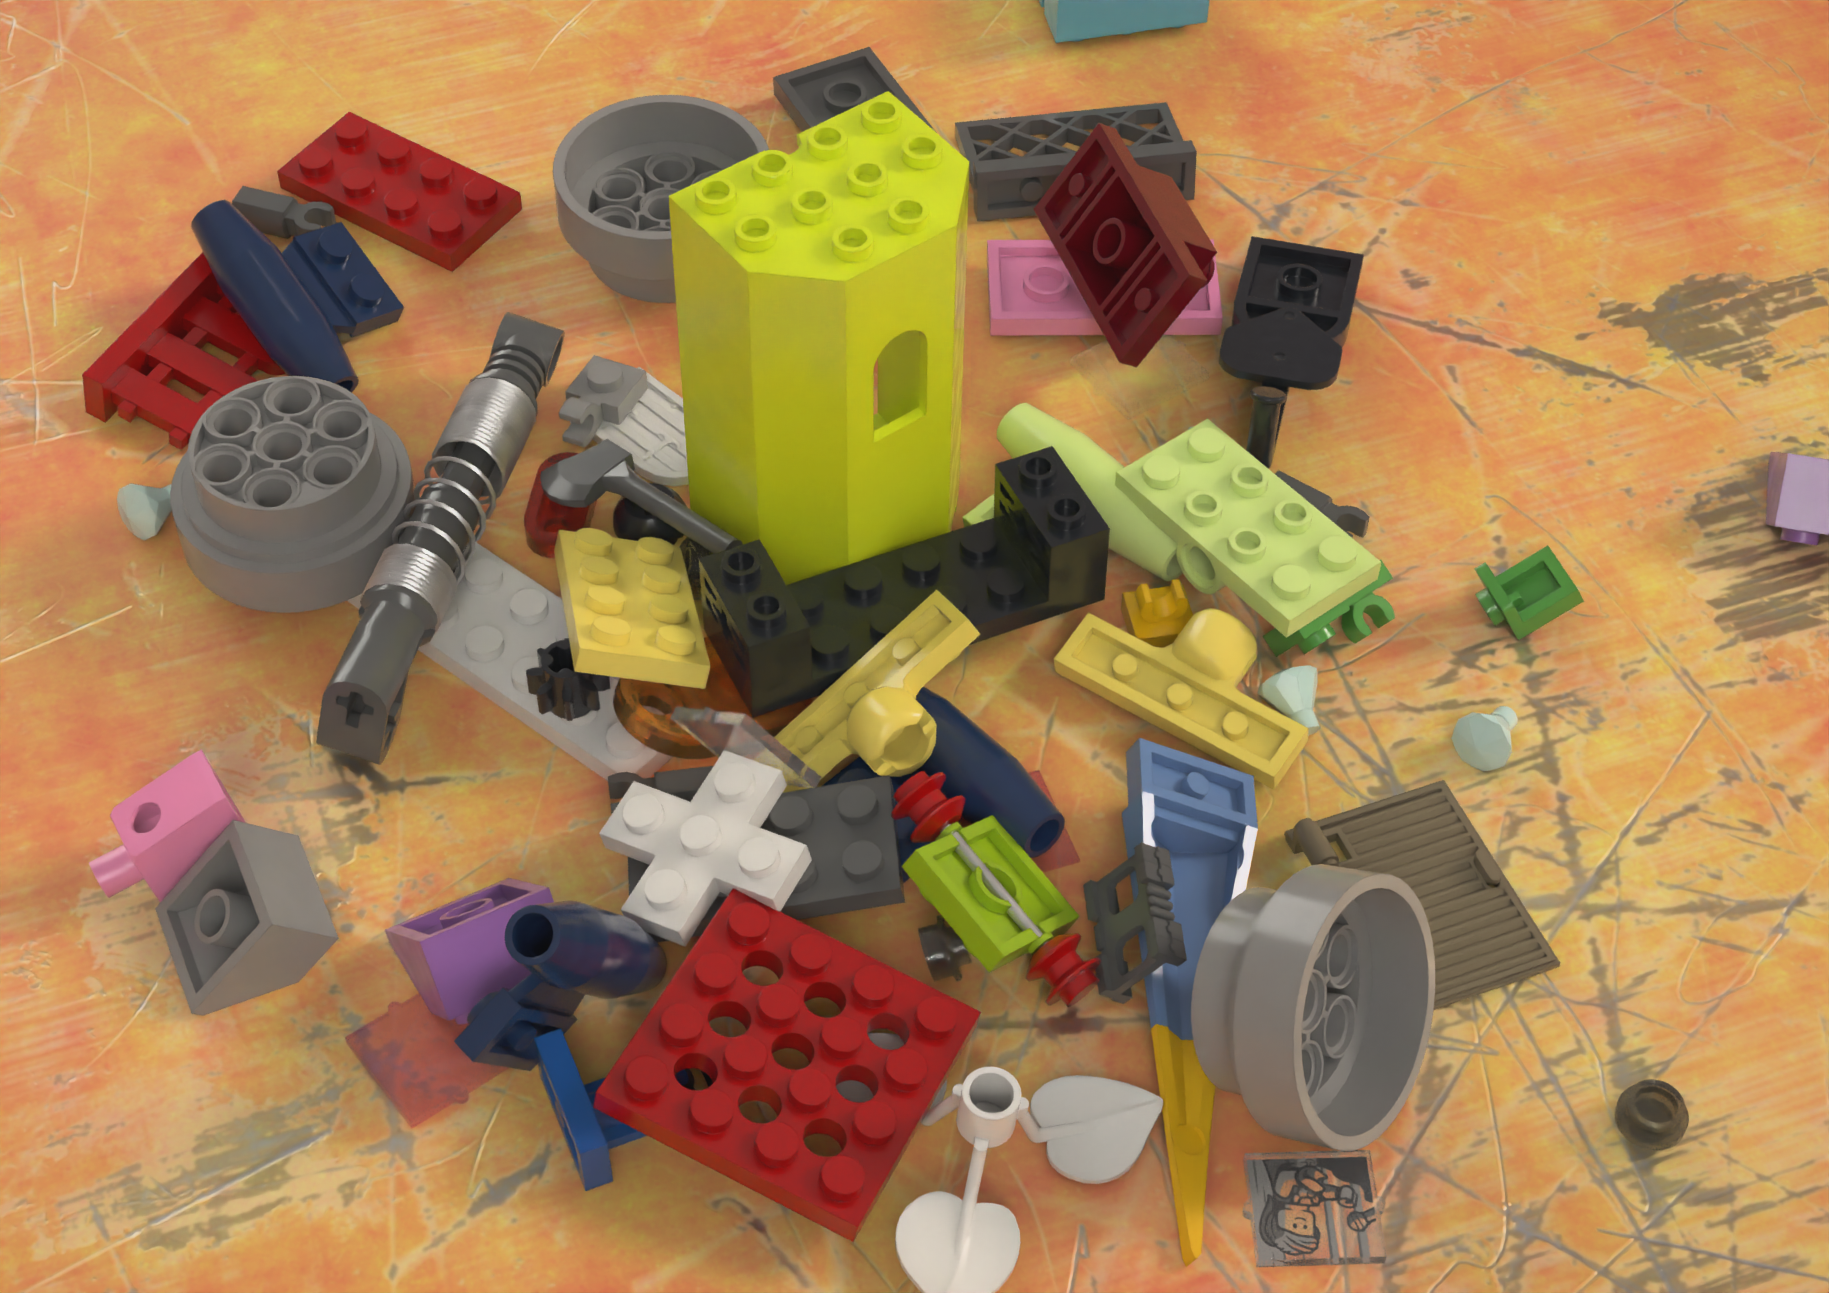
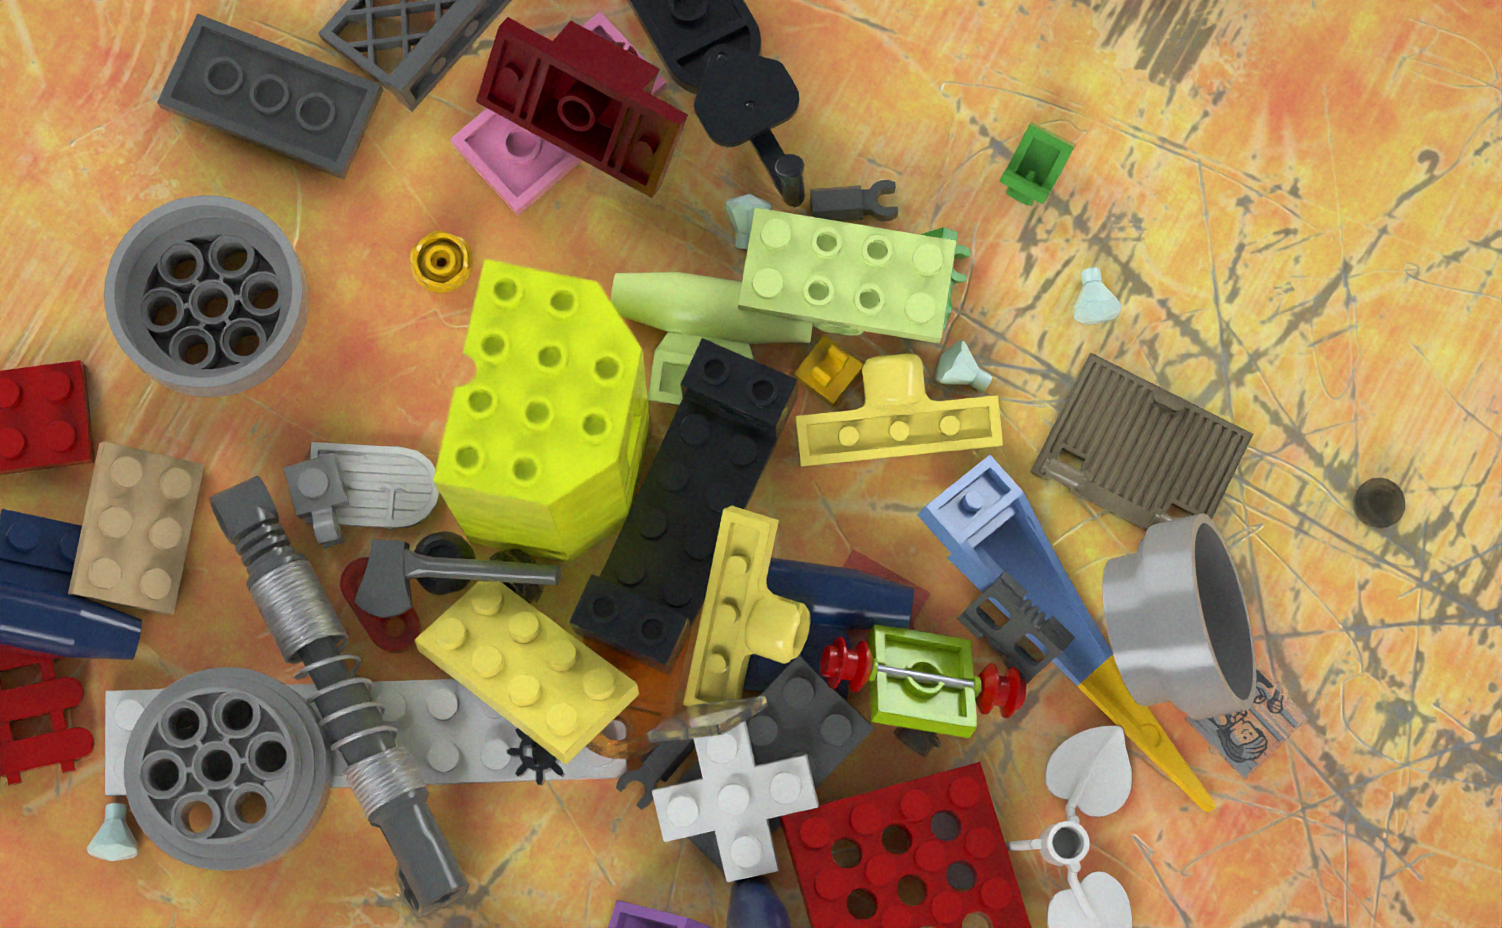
camera: 45 degrees left, 30 degrees up
(424, 313) = (136, 528): none -> tan plate

